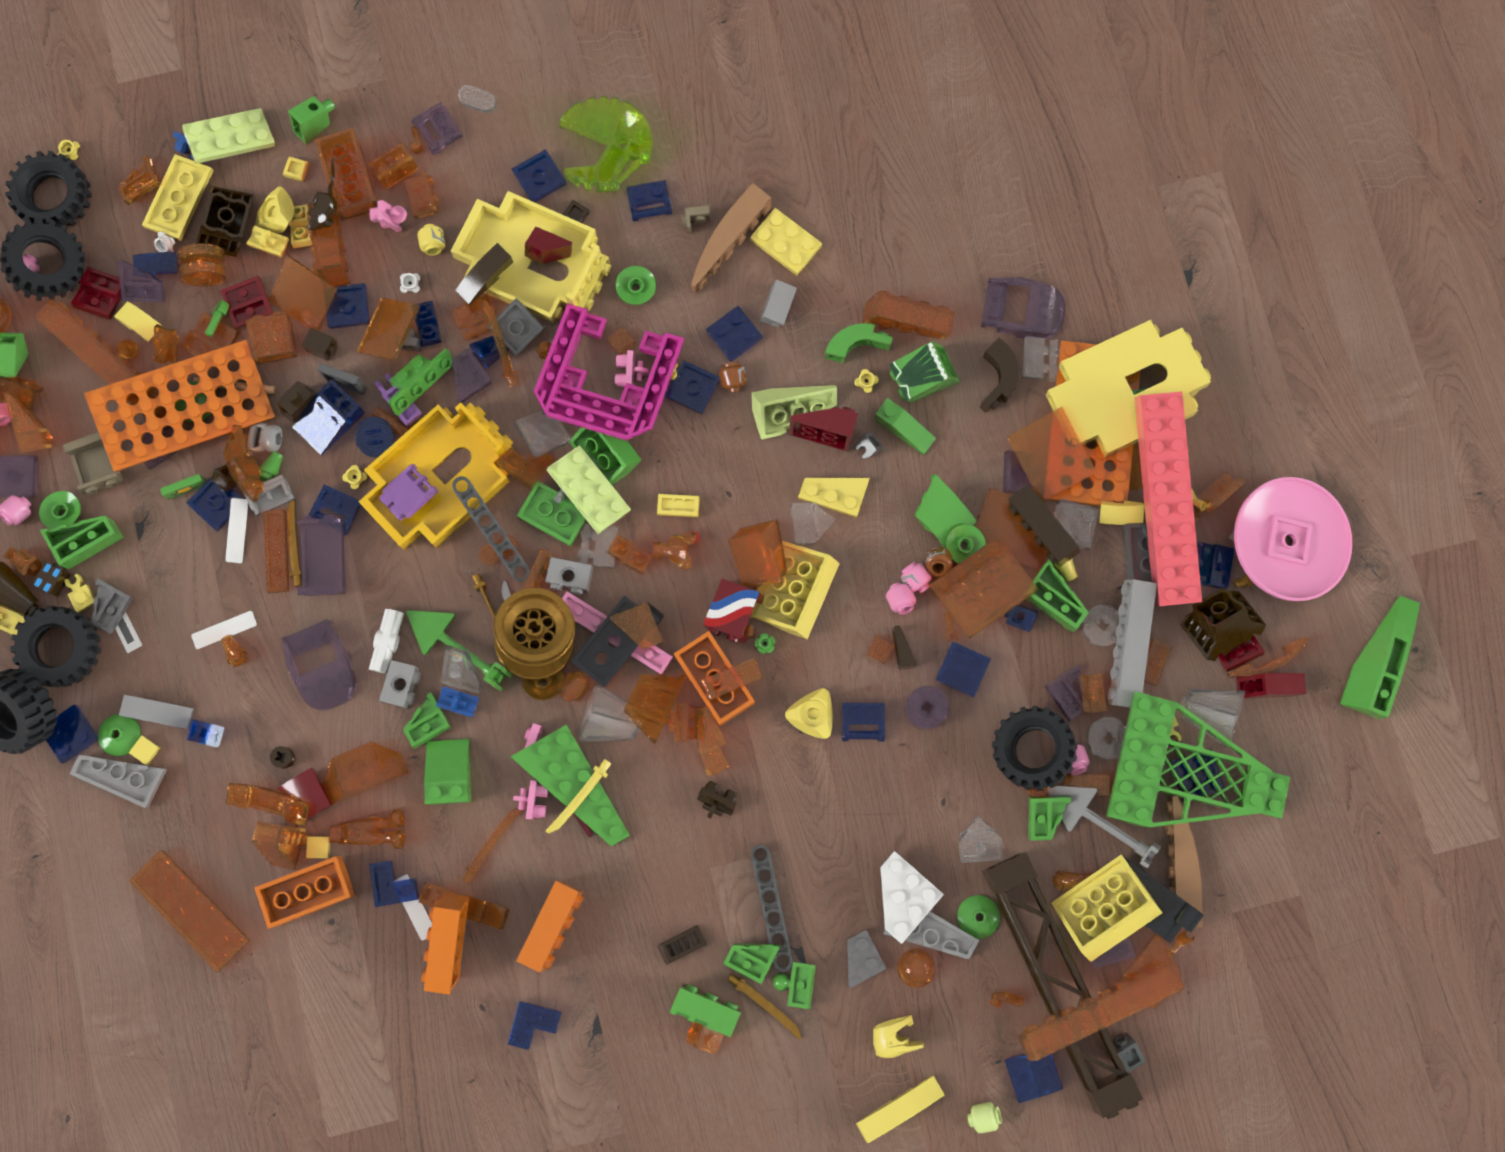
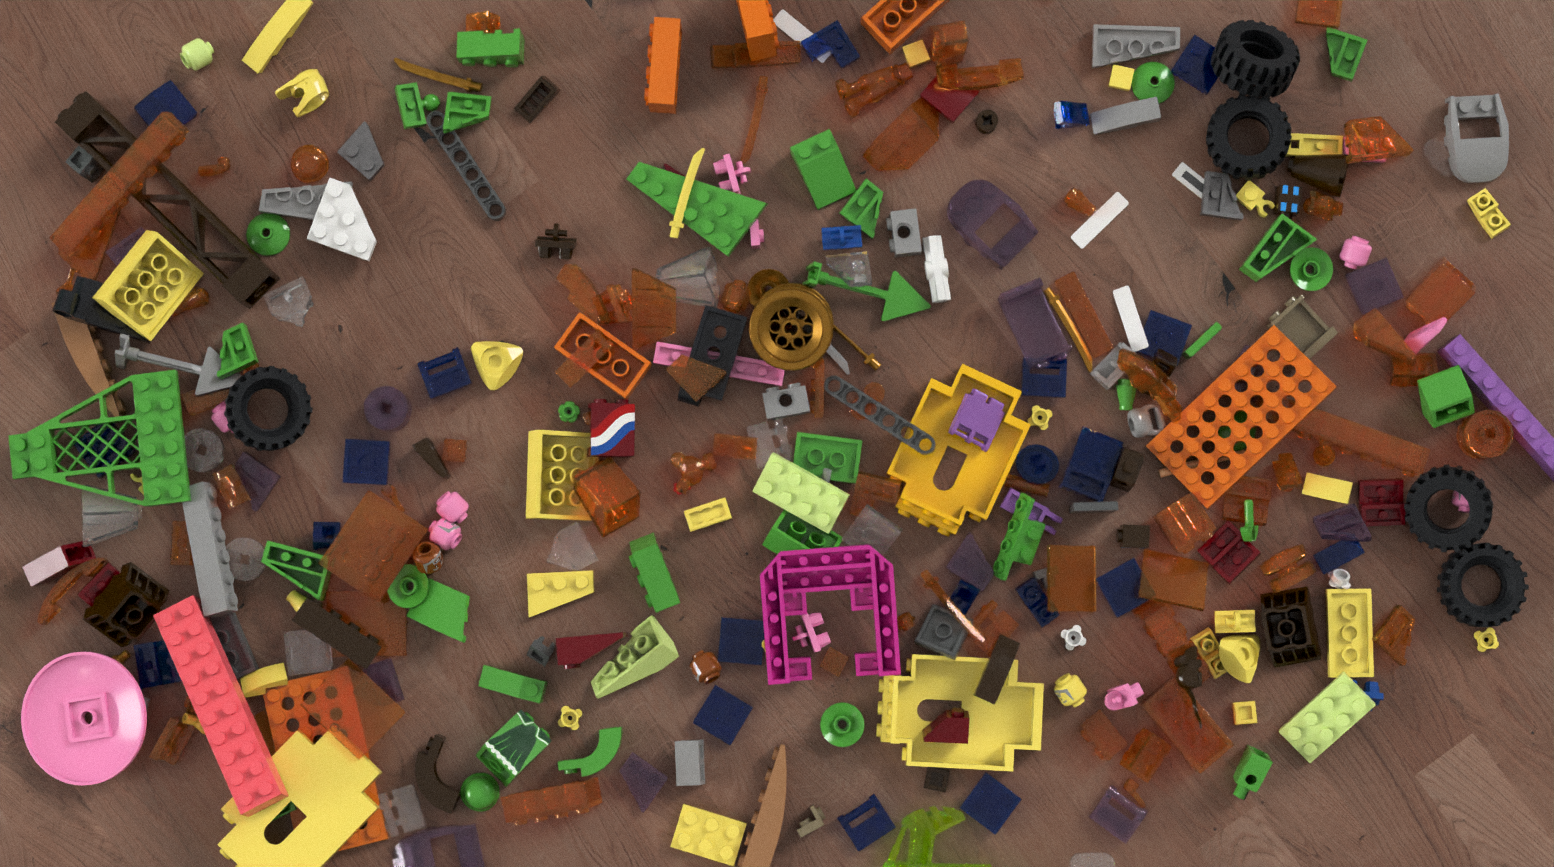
camera: 160 degrees right, 5 degrees up
(744, 473) = (653, 573): none -> bright green wedge
(823, 305) = (642, 780): none -> wing
(967, 349) = (480, 792): none -> bright green helmet

